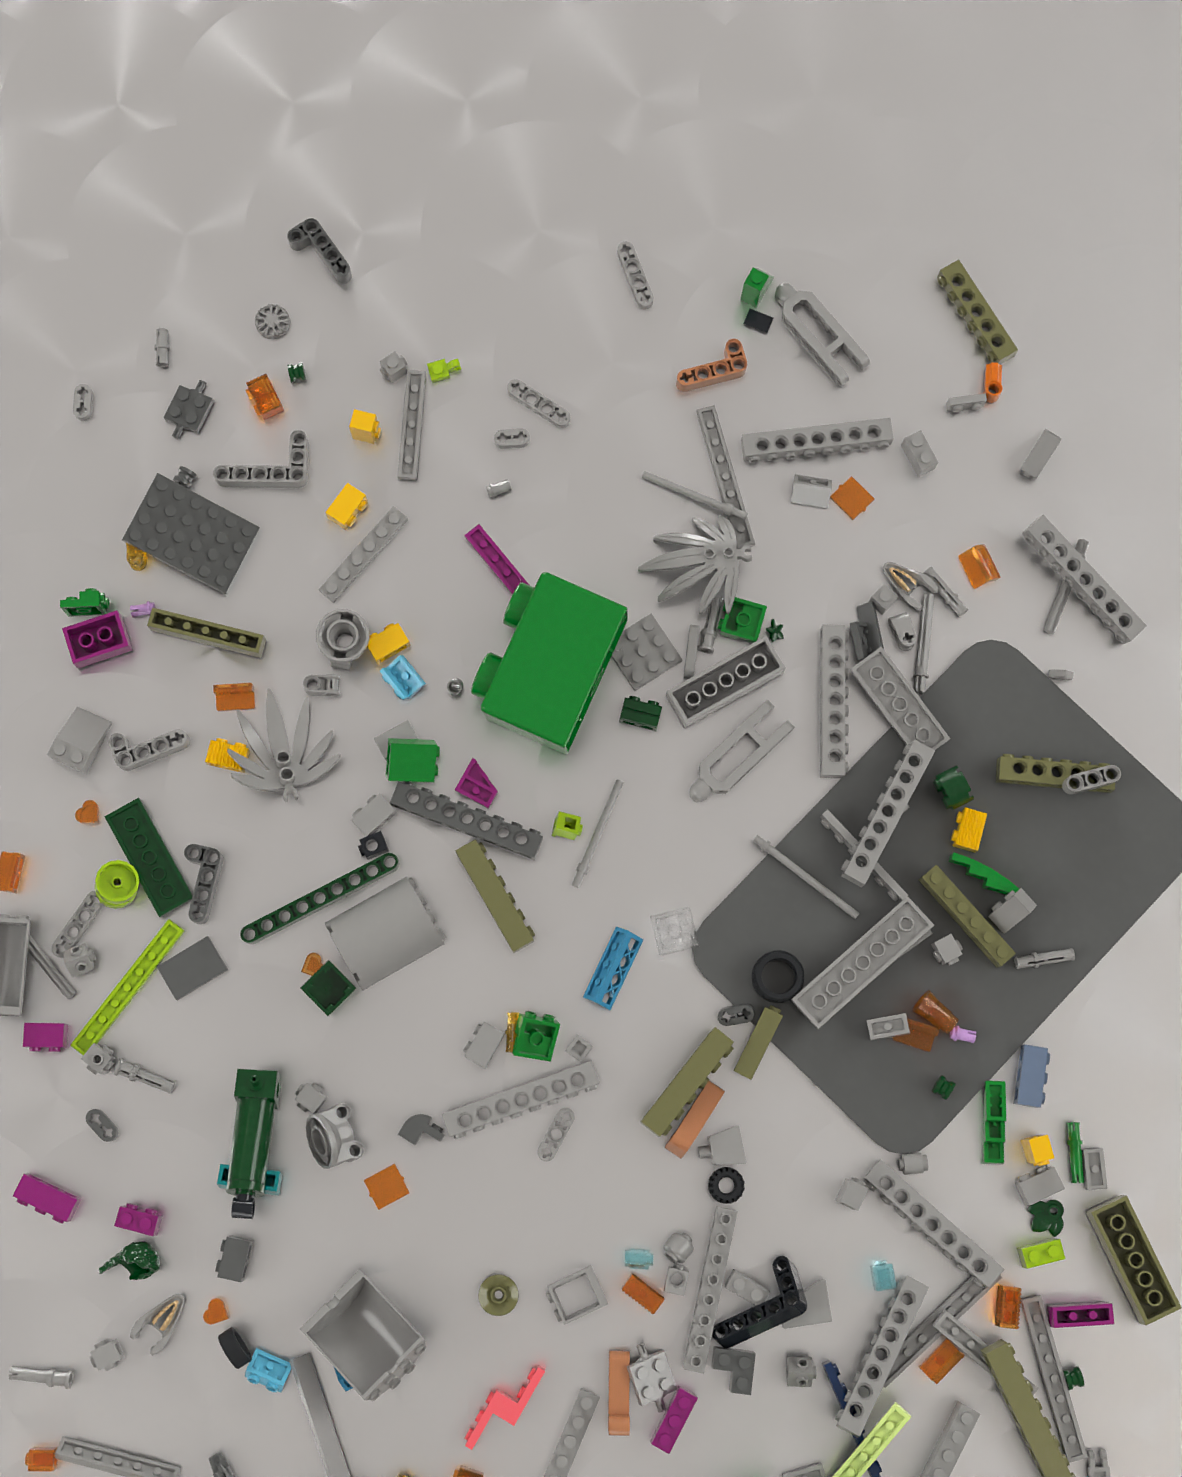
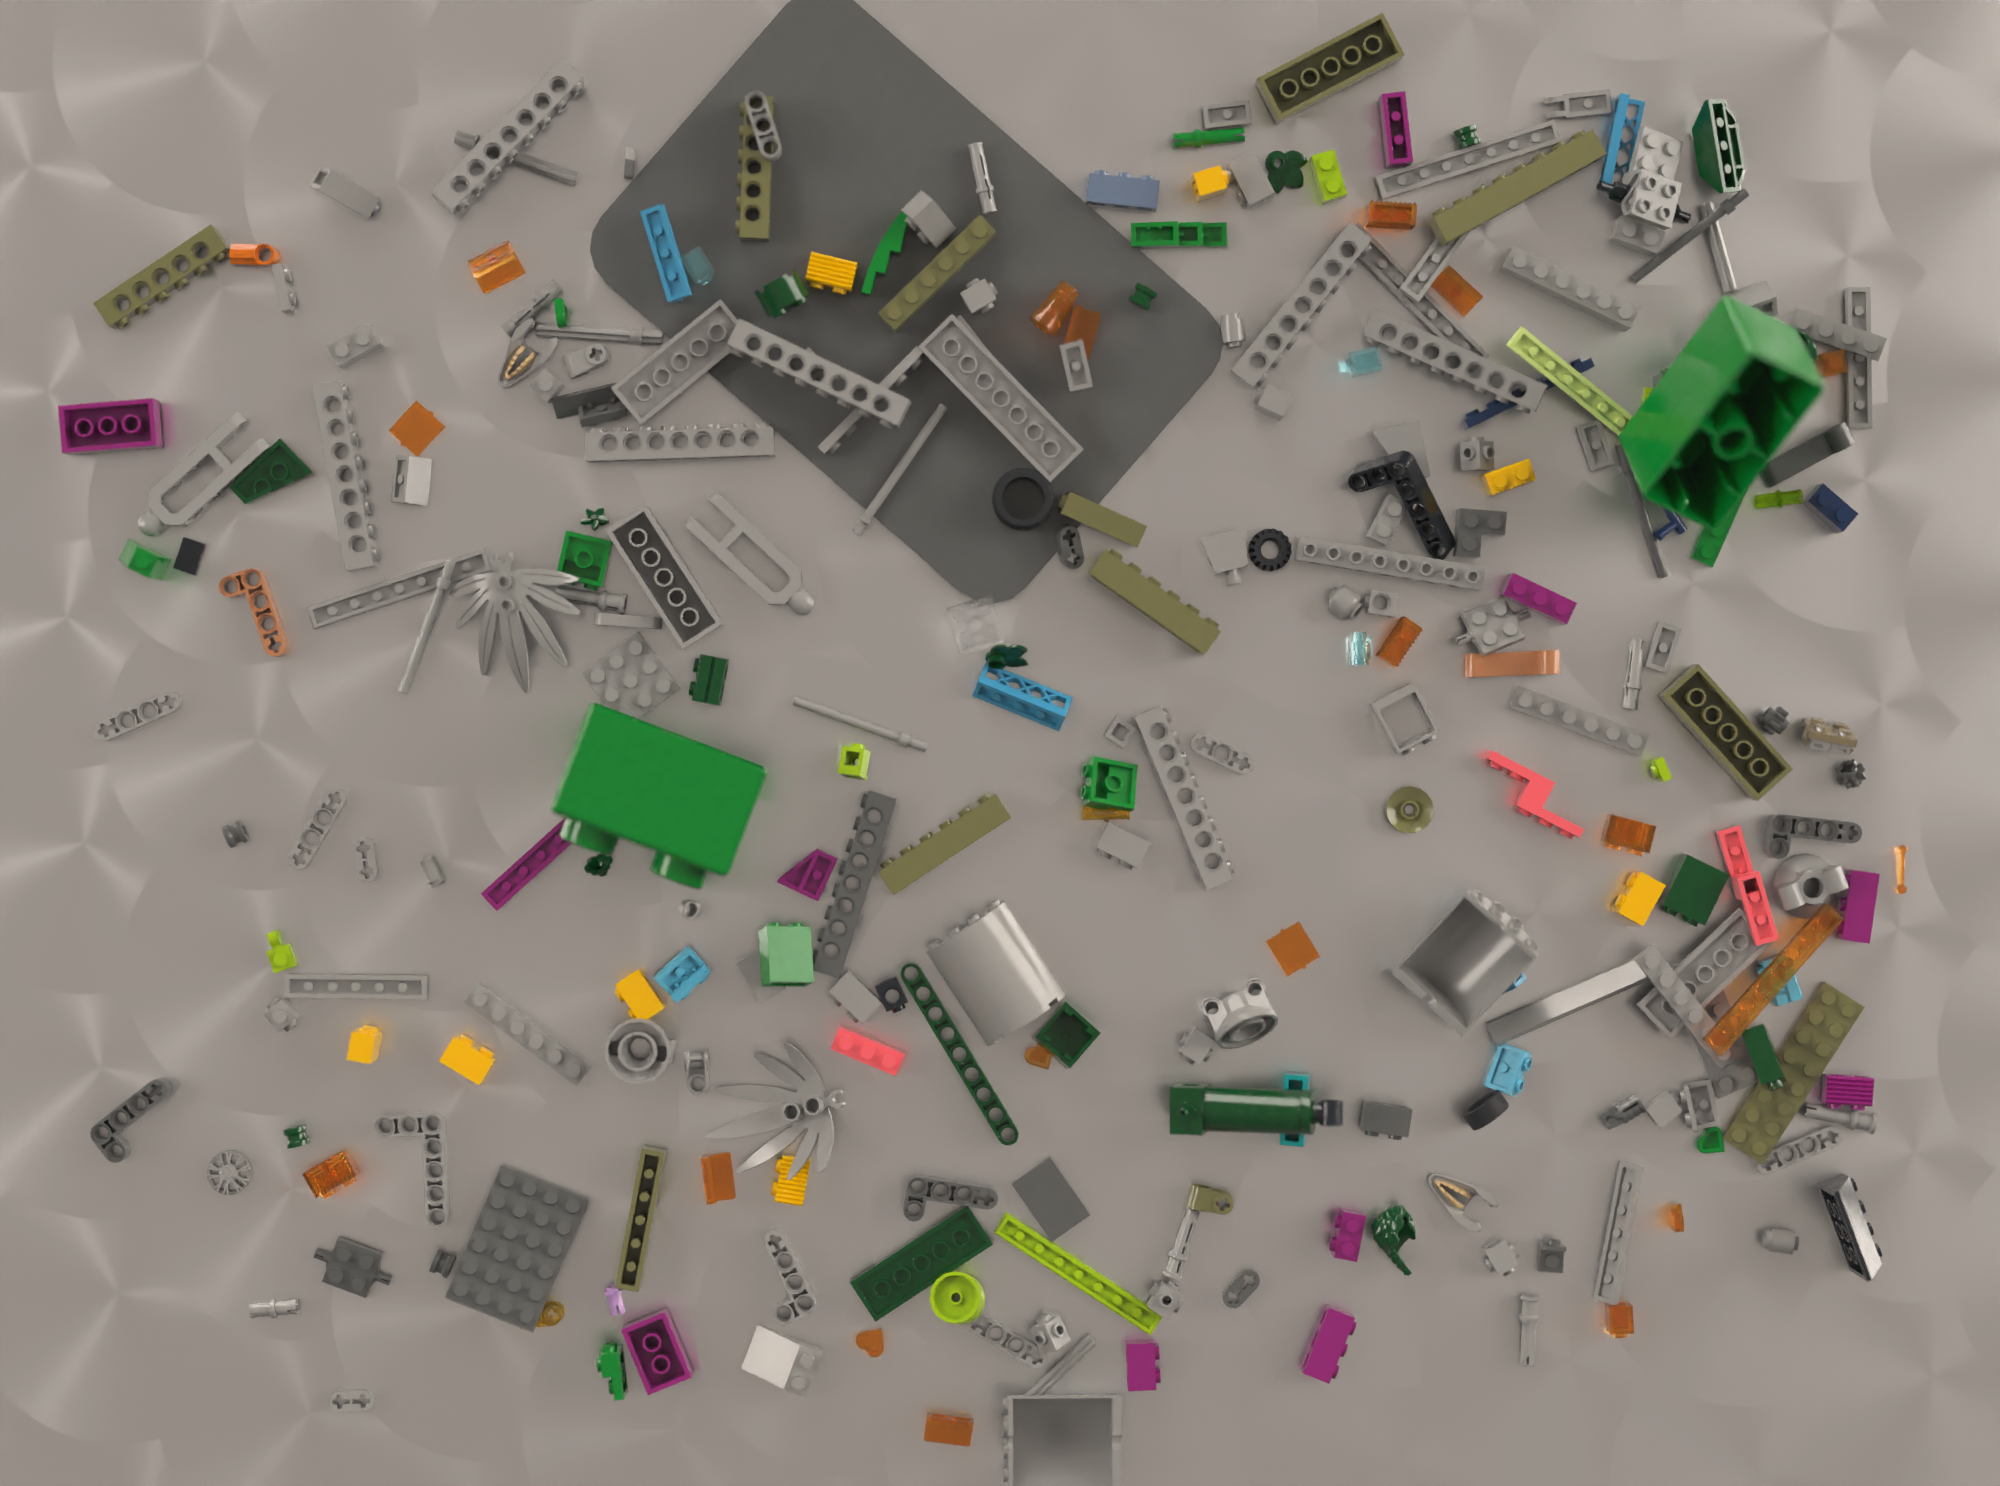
camera: 85 degrees left, 10 degrees up
(103, 1400) = (1551, 1256): none -> dark grey bracket
(180, 1100) = (1205, 1199): none -> olive piece
(216, 1312) = (1446, 1135): clear orange tile -> none
(328, 823) = (868, 1050): none -> coral brick
(416, 1125) = (1219, 916): dark grey brick -> none
(495, 617) = (598, 865): none -> dark green plant
(538, 341) = (235, 833): none -> dark grey wheel
(648, 951) = (1003, 656): none -> dark green plate
(694, 1119) = (1196, 590): nougat beam -> none
(779, 1399) = (1508, 478): none -> yellow brick
(821, 384) = (270, 472): none -> dark green wing
(862, 267) = (110, 426): none -> magenta brick
(942, 613) = (561, 312): none -> green tile
(962, 1034) = (1079, 275): lavender pin -> none
(977, 723) = (698, 266): none -> clear light blue brick
(988, 696) = (666, 253): none -> dark azure fence

